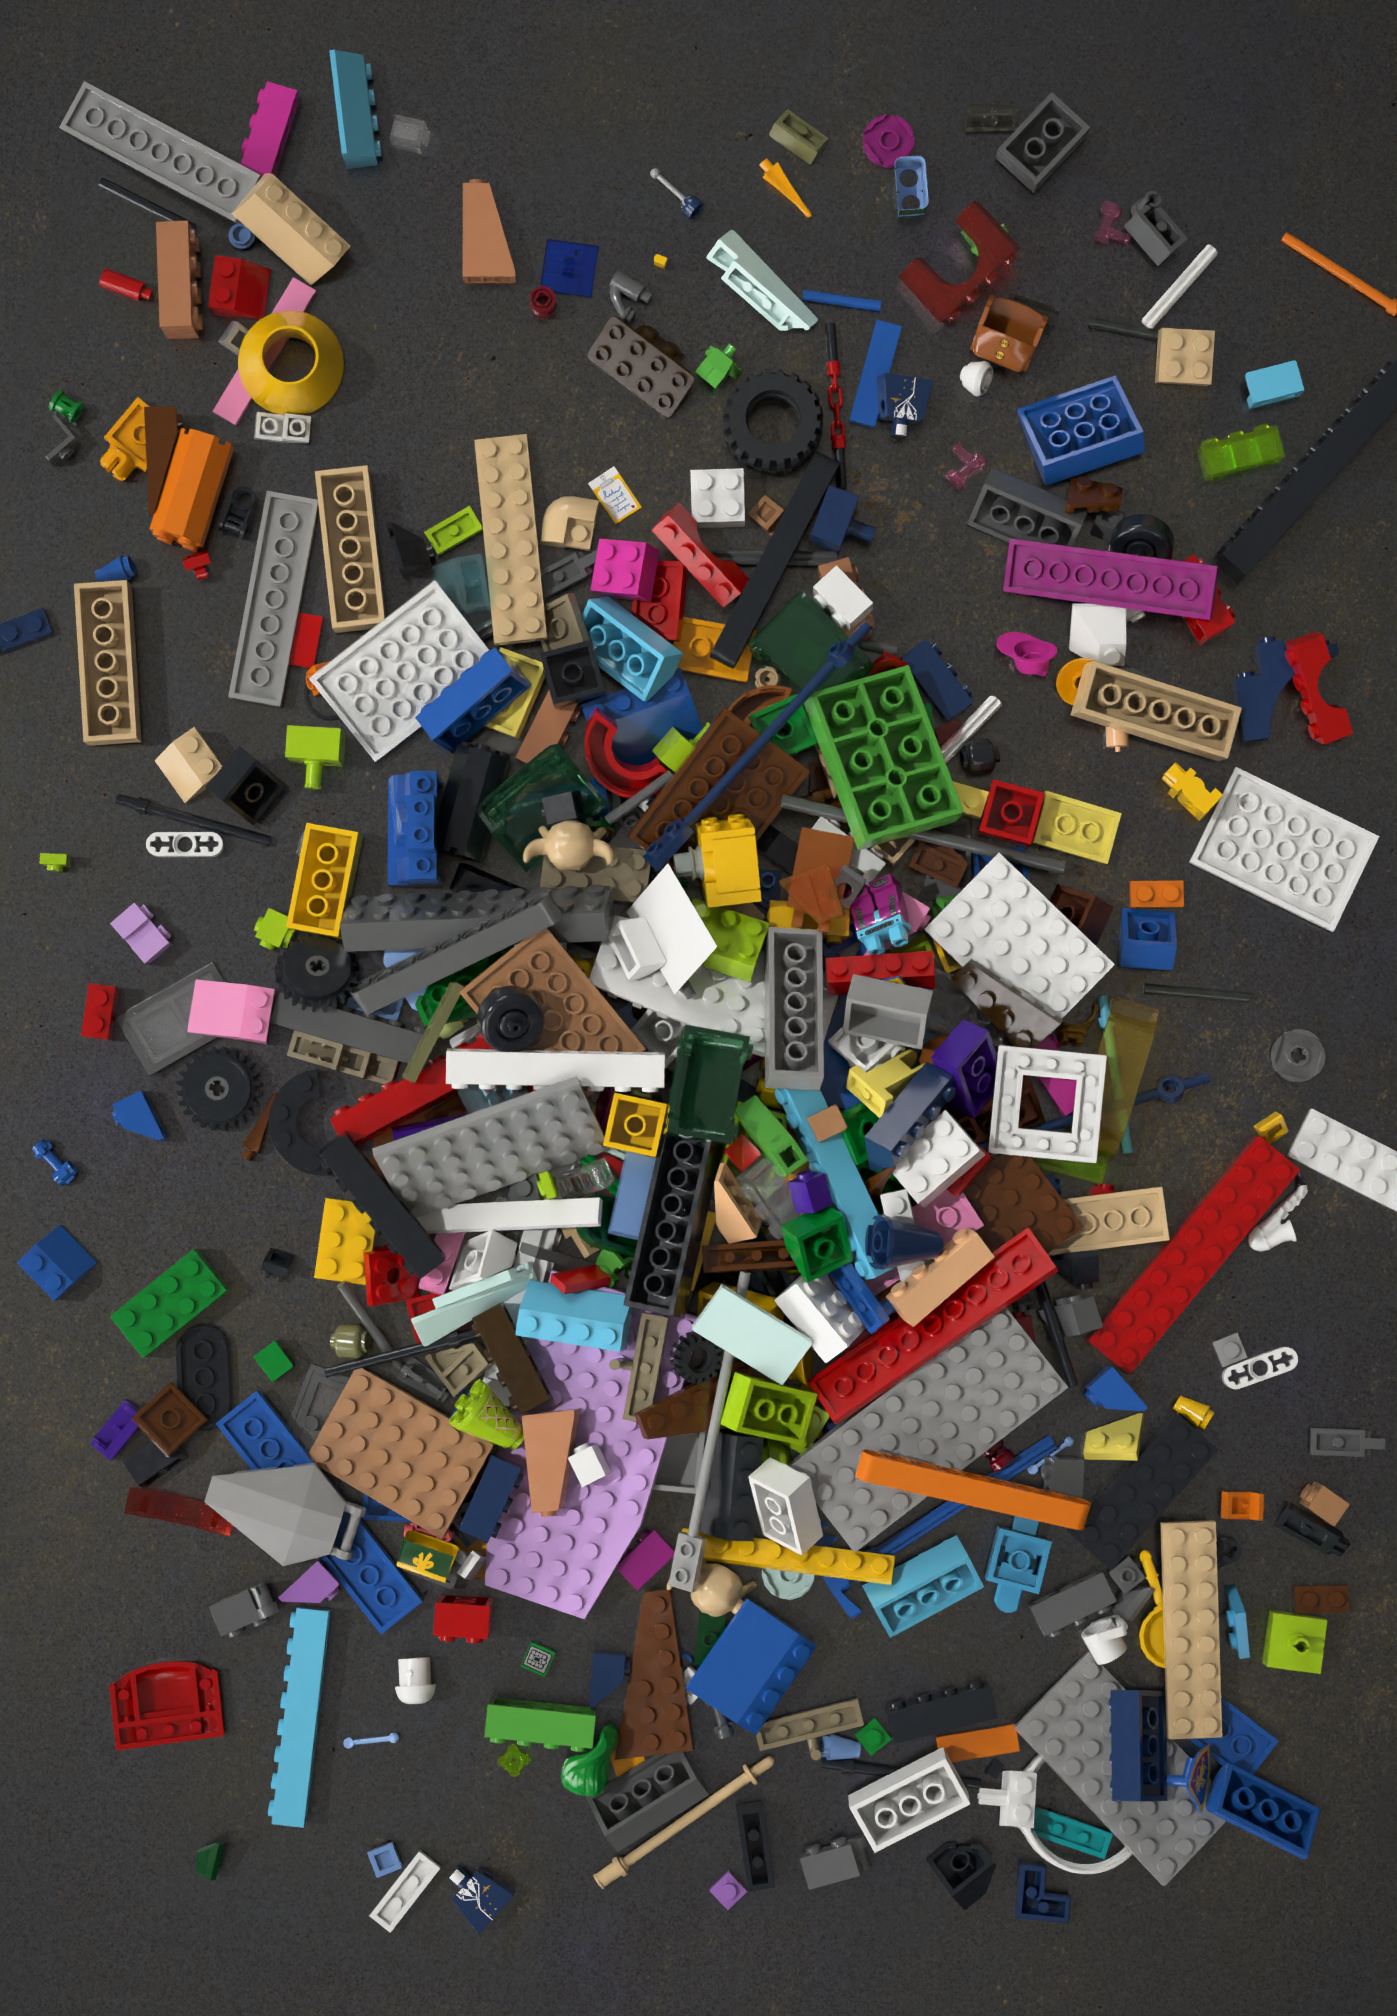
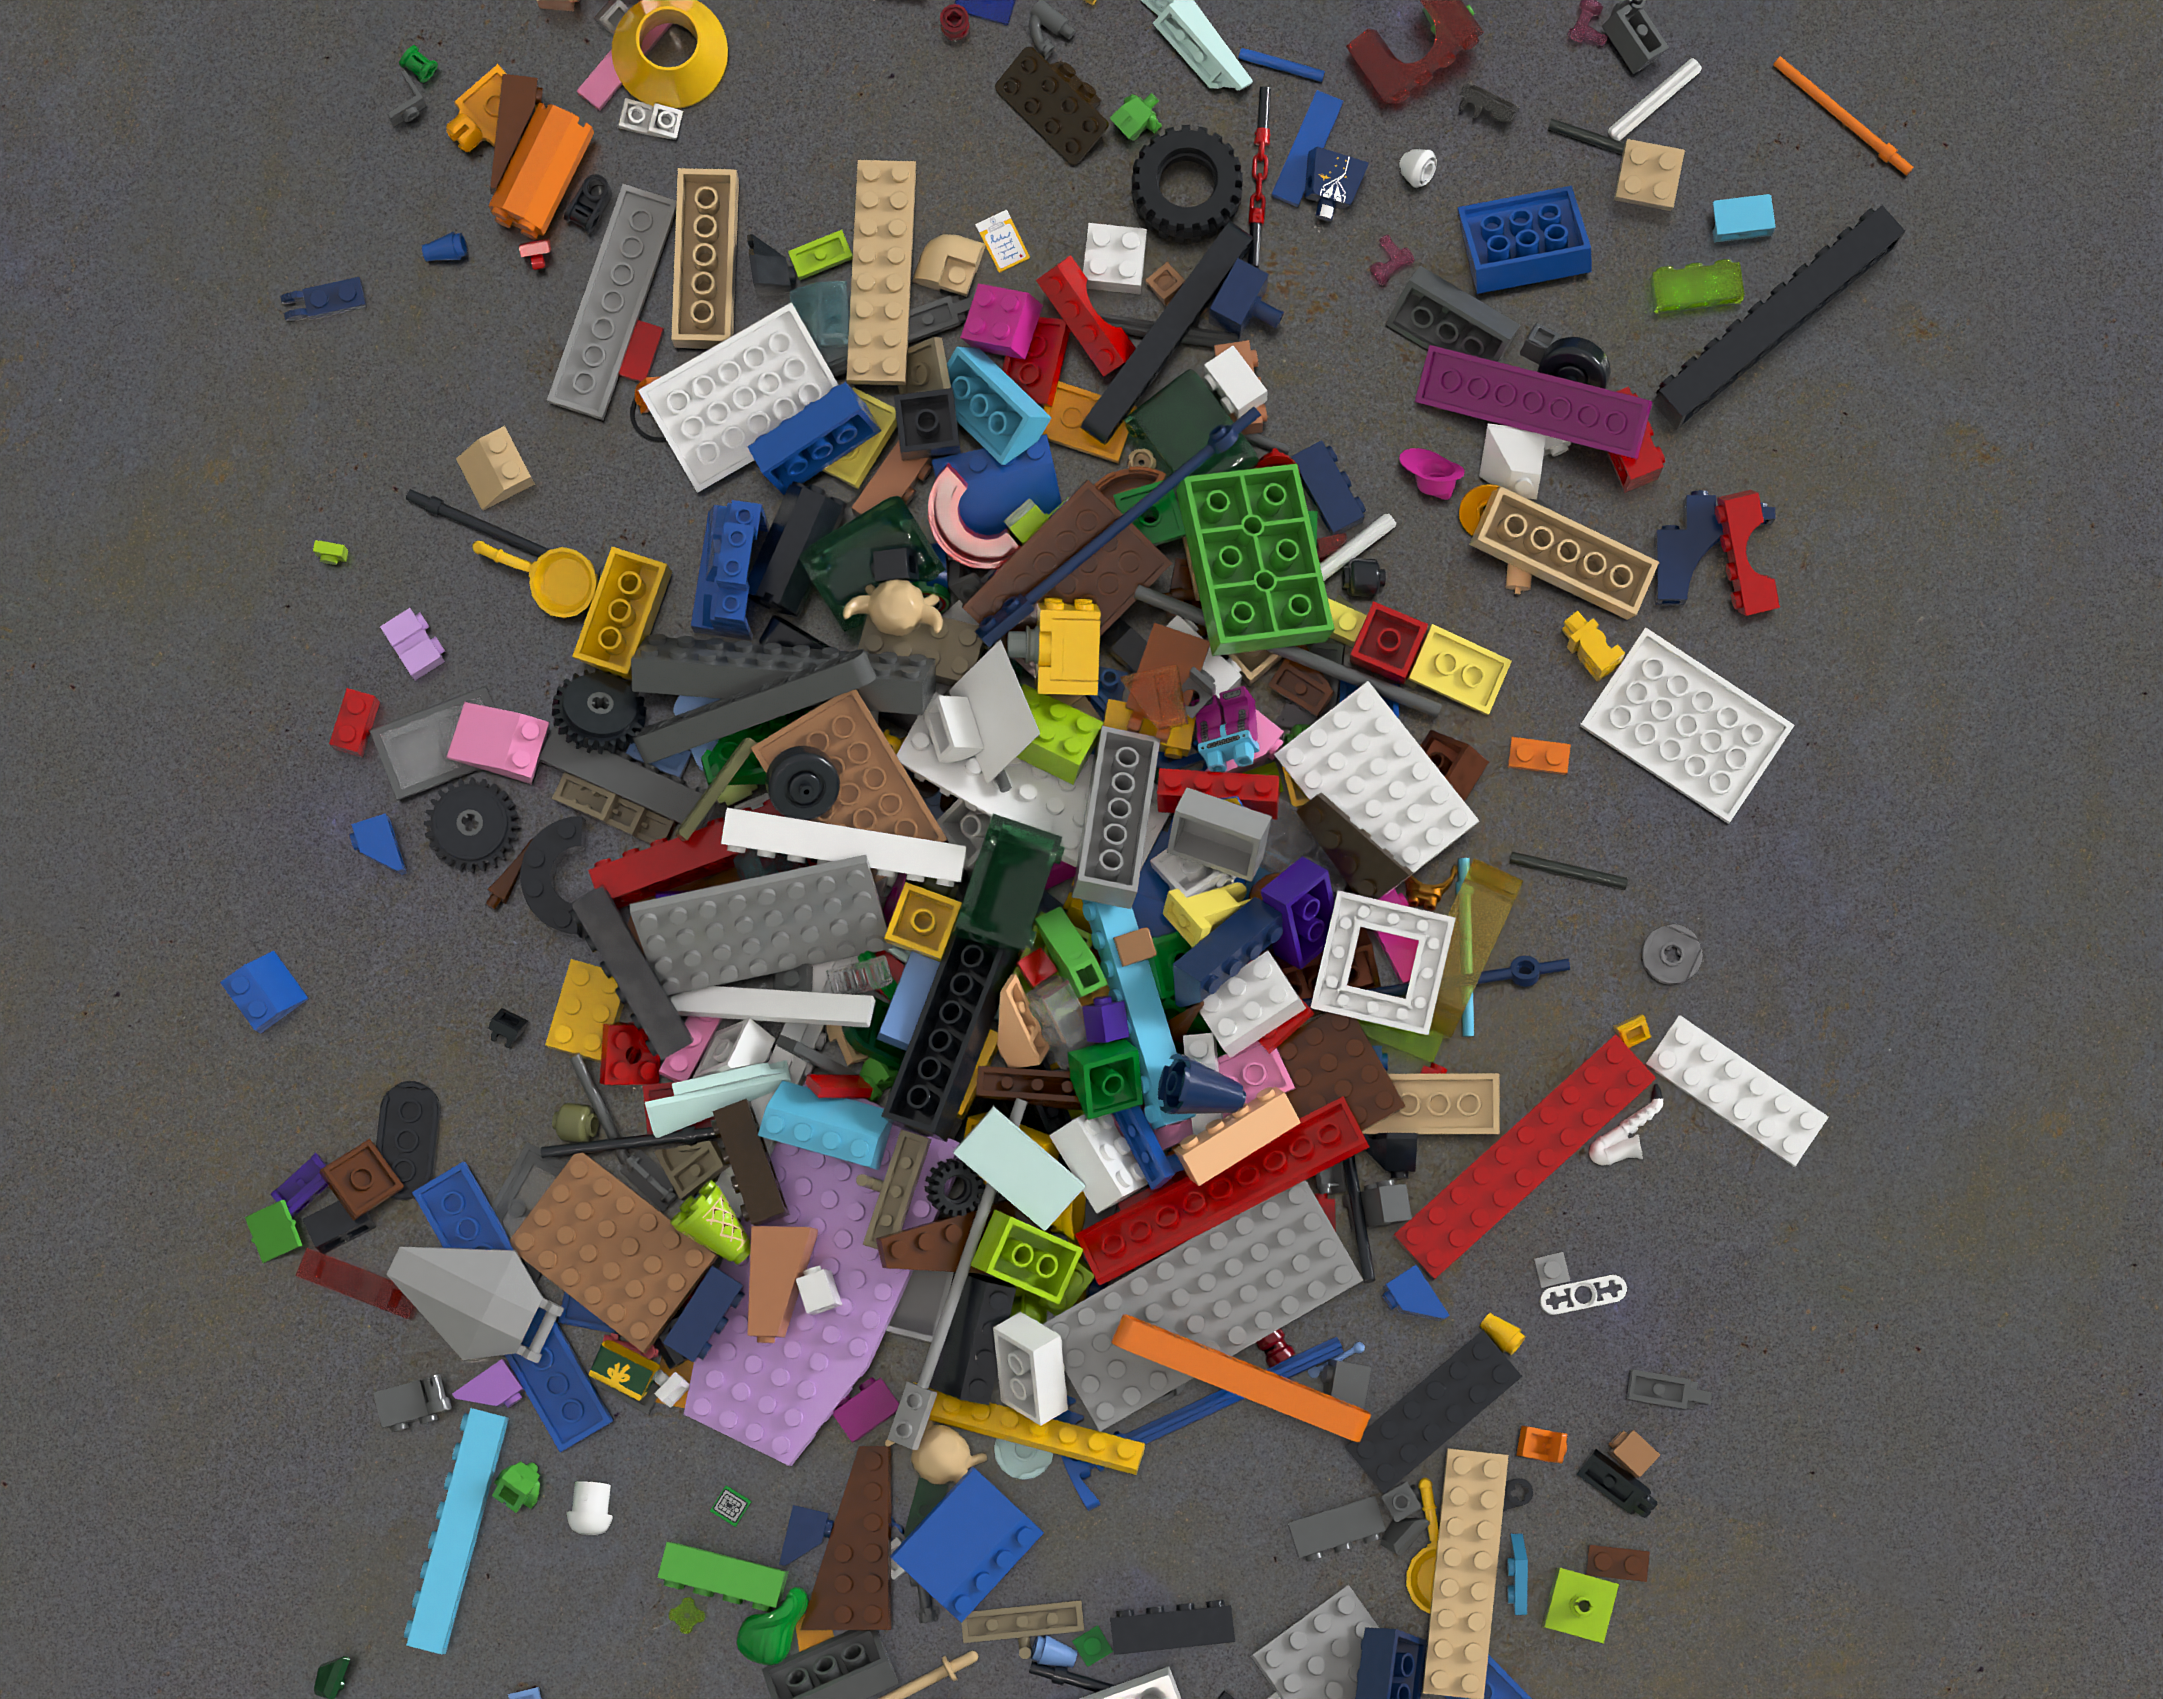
camera: 10 degrees right, 5 degrees down
(64, 1172) = (287, 893): blue bar -> none
(98, 1475) = (273, 1231): none -> bright green piece
(107, 662) = (420, 345): tan brick -> none
(165, 837) = (452, 558): white beam -> none
(166, 1705) = (309, 1496): red slope -> none
(170, 1303) = (382, 1052): green brick -> none
(246, 785) = (551, 497): black brick -> none
(264, 858) = (559, 580): none -> yellow piece
(273, 930) = (557, 660): lime brick -> none
(273, 1360) = (486, 1131): green panel -> none
(315, 749) = (633, 468): lime brick -> none
(348, 1669) = (518, 1486): none -> bright green piece
(350, 1742) = (507, 1570): light blue hinge -> none
(463, 1617) = (654, 1441): red brick -> none
(547, 1185) = (817, 976): lime plate -> none
(638, 798) = (979, 568): dark grey bar -> none
(924, 1586) = (1173, 1485): medium azure slope -> none
(979, 1742) = (1211, 1670): orange tile -> none
(1008, 333) = (1458, 123): dark orange piece -> none
(1017, 1562) = (1281, 1470): dark azure brick -> none
(1093, 495) = (1528, 311): reddish brown wing -> none
(1105, 1638) = (1367, 1572): white piece -> none
(1115, 1440) = (1410, 1352): light yellow wing -> none
(1147, 939) = (1521, 803): blue slope -> none

